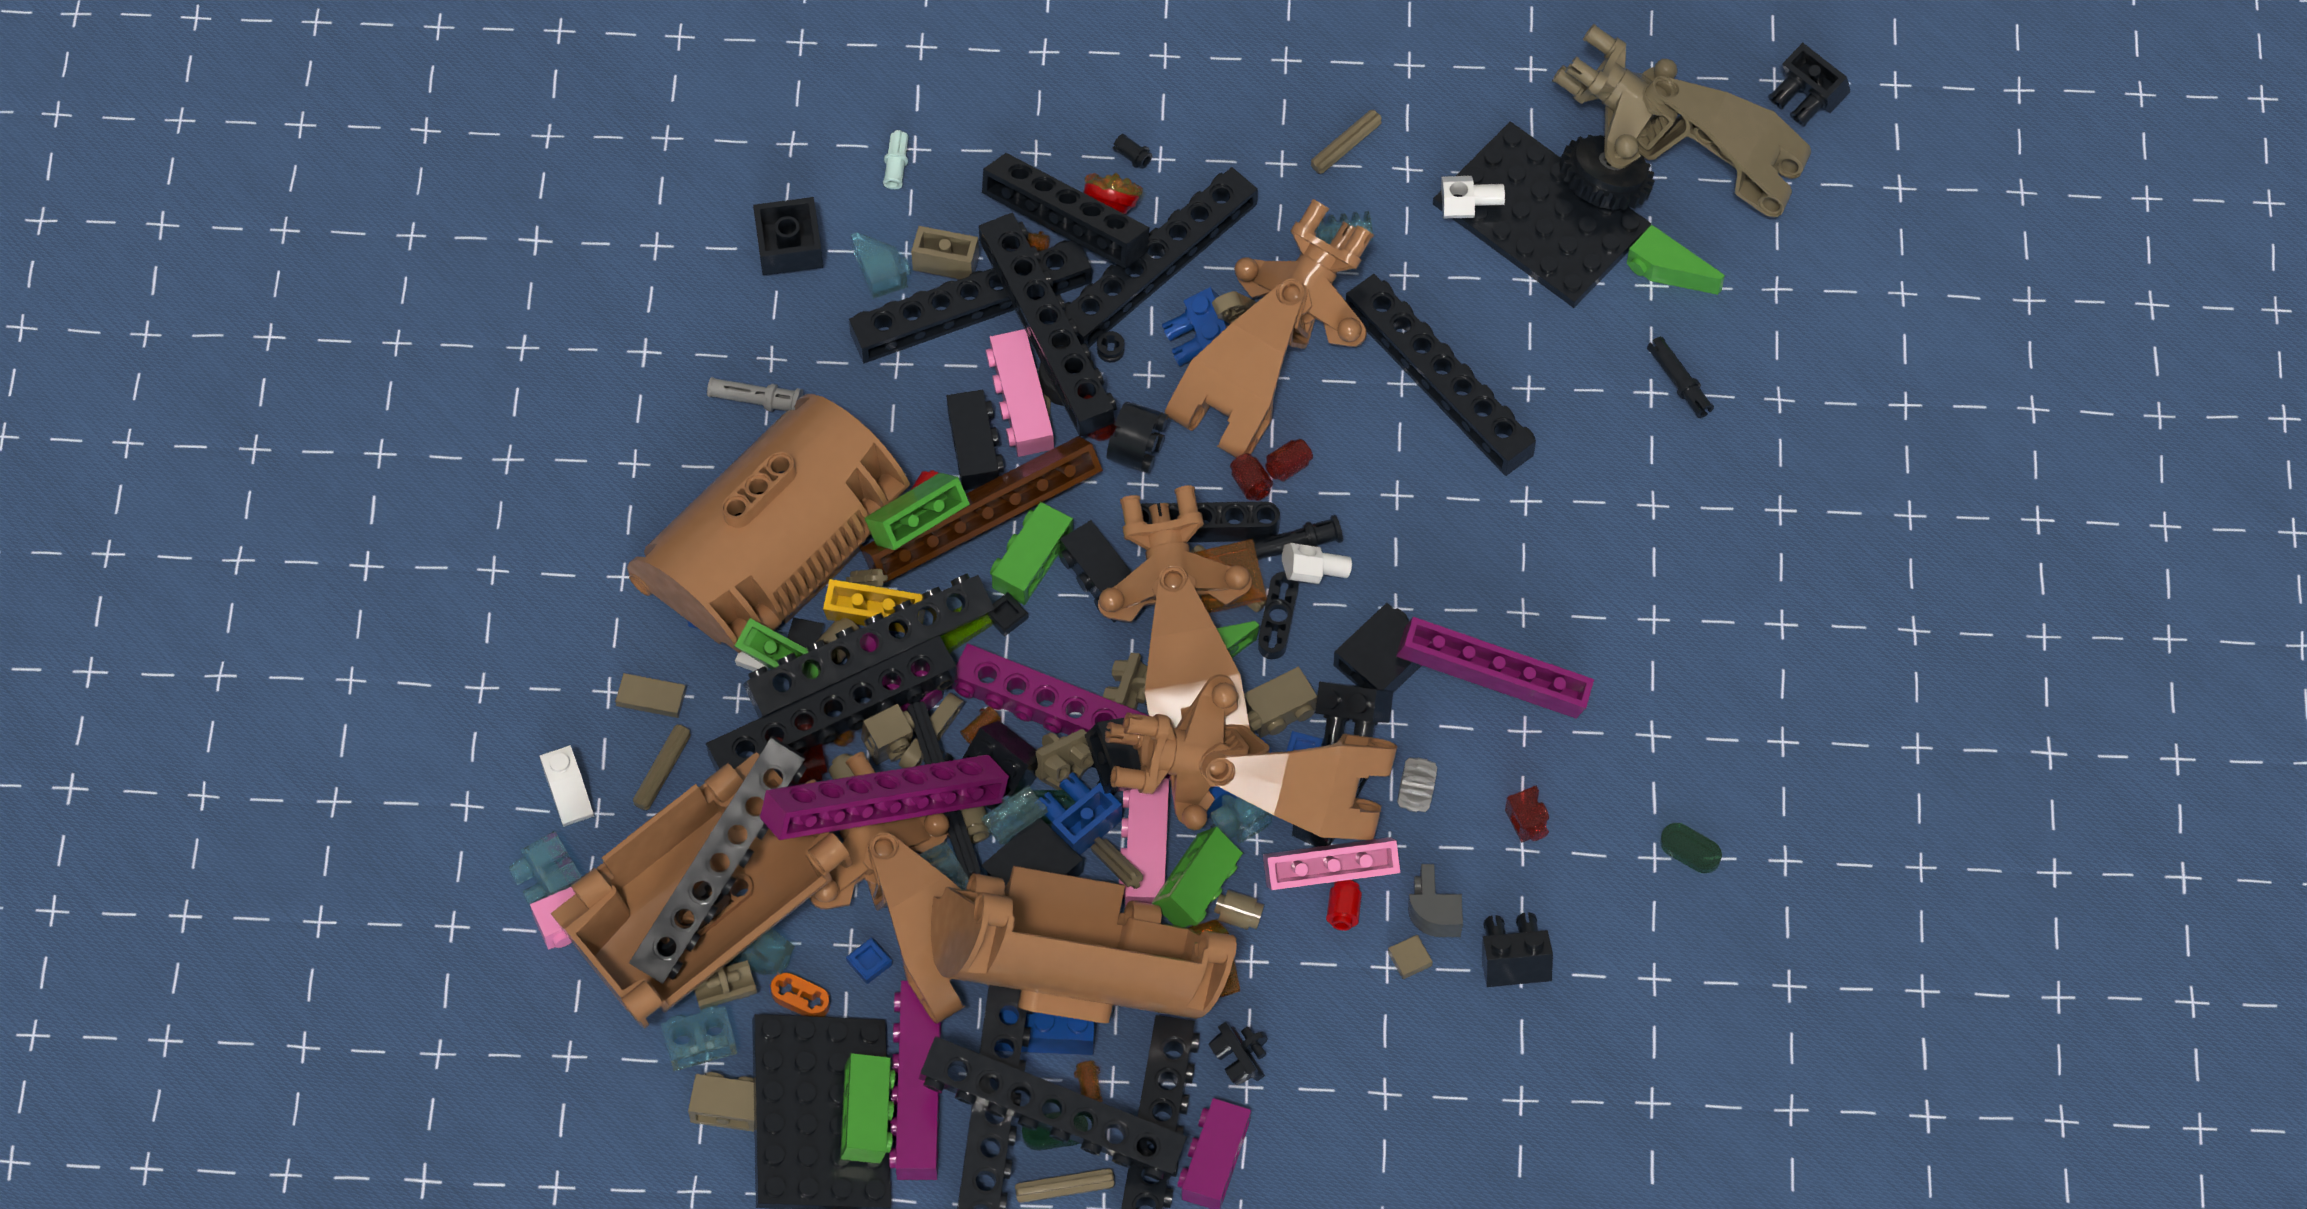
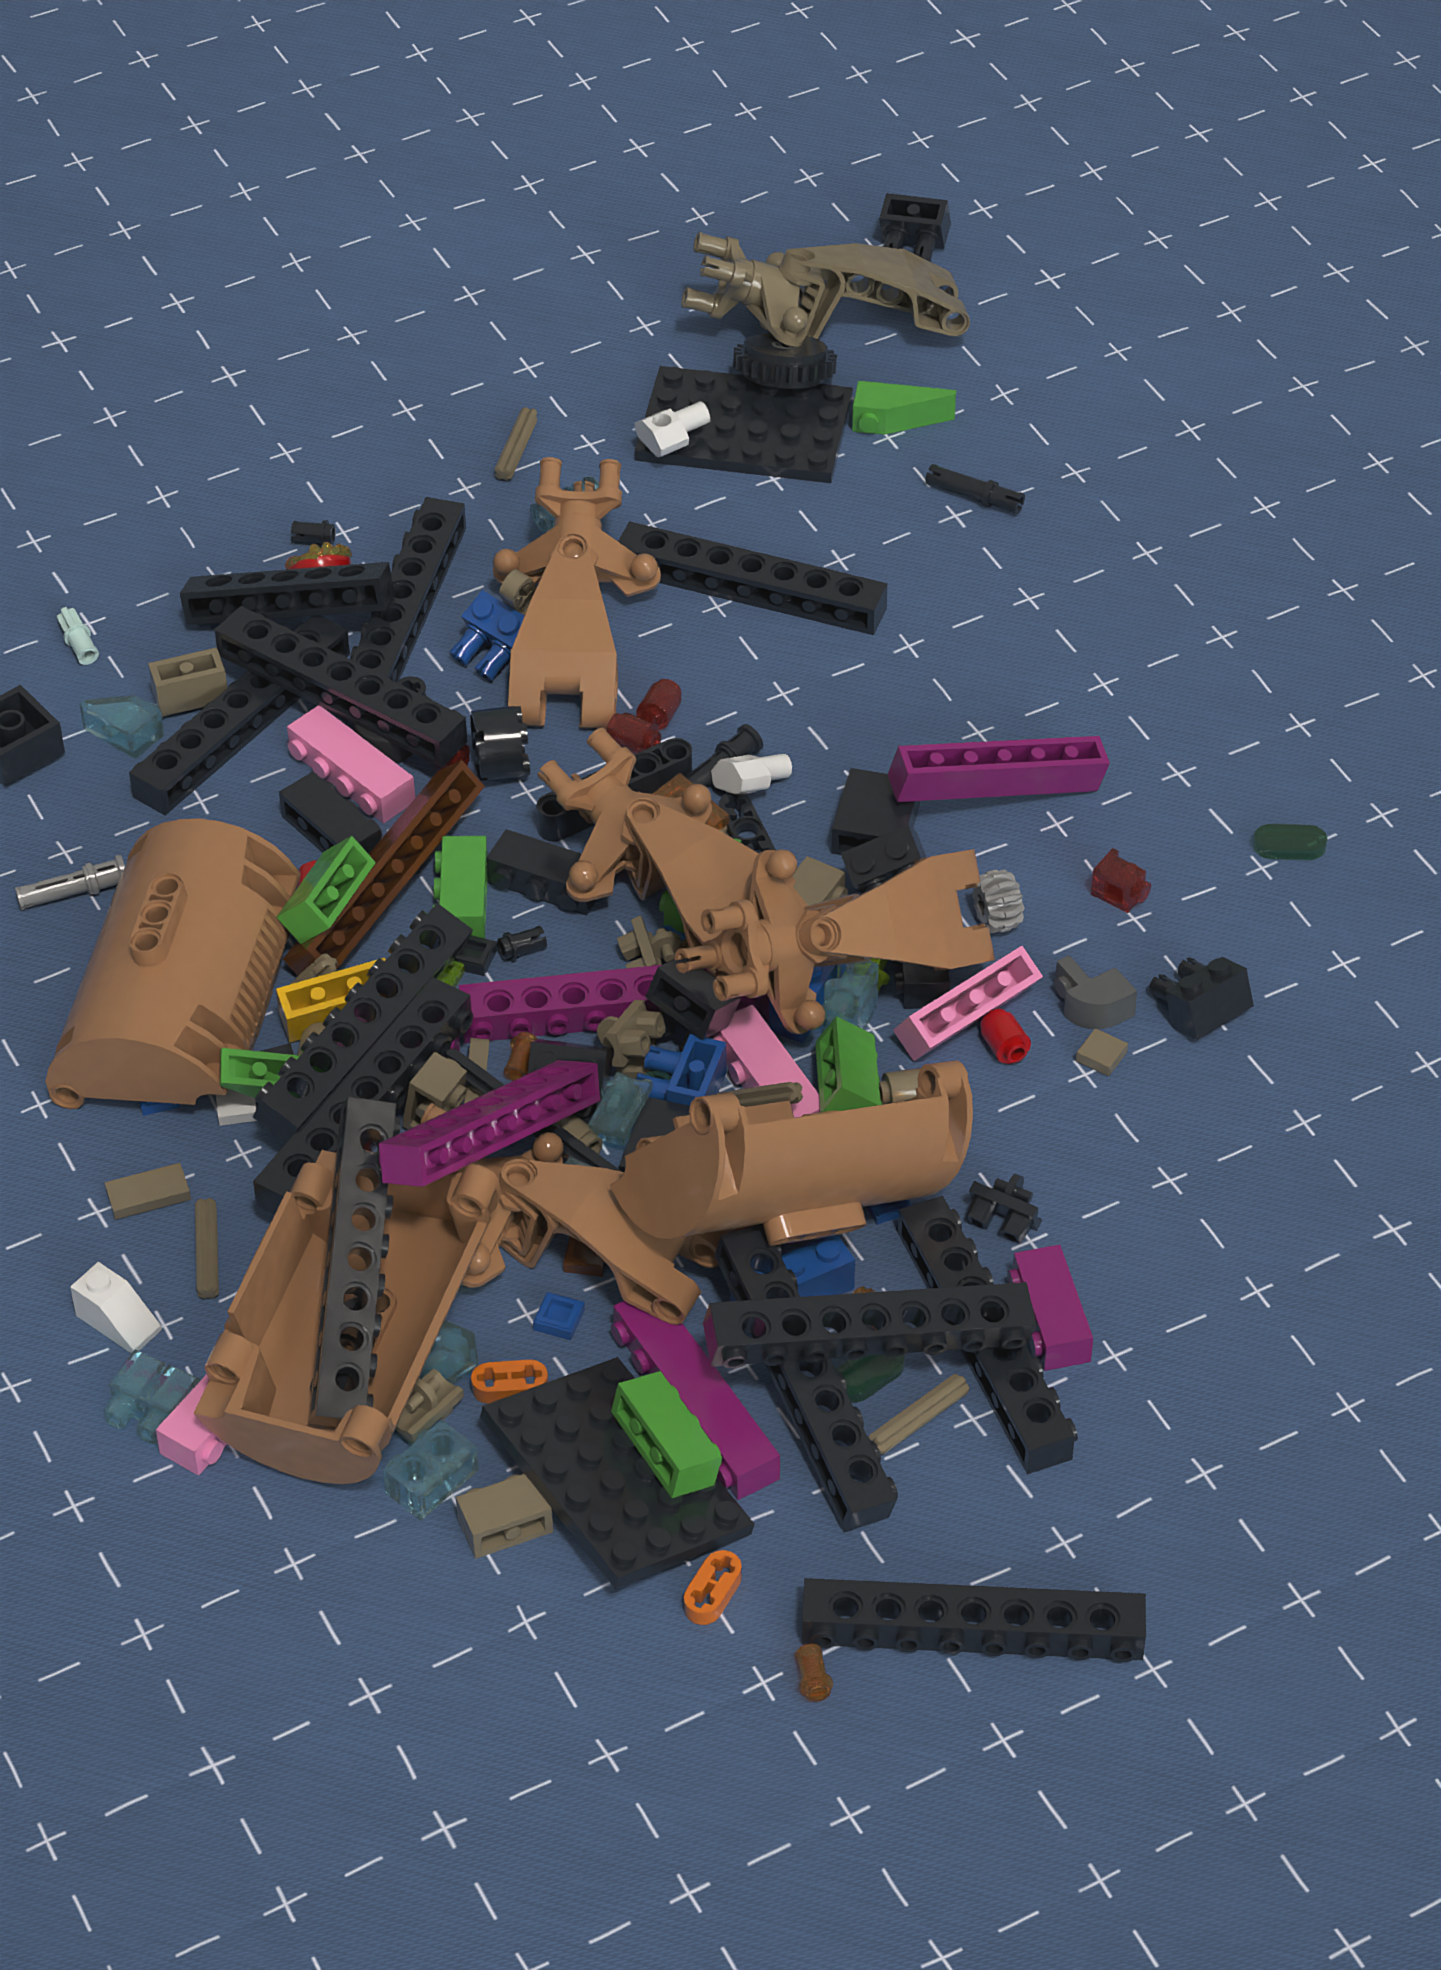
camera: 30 degrees left, 15 degrees down
(1043, 624) = (521, 943): none -> black pin

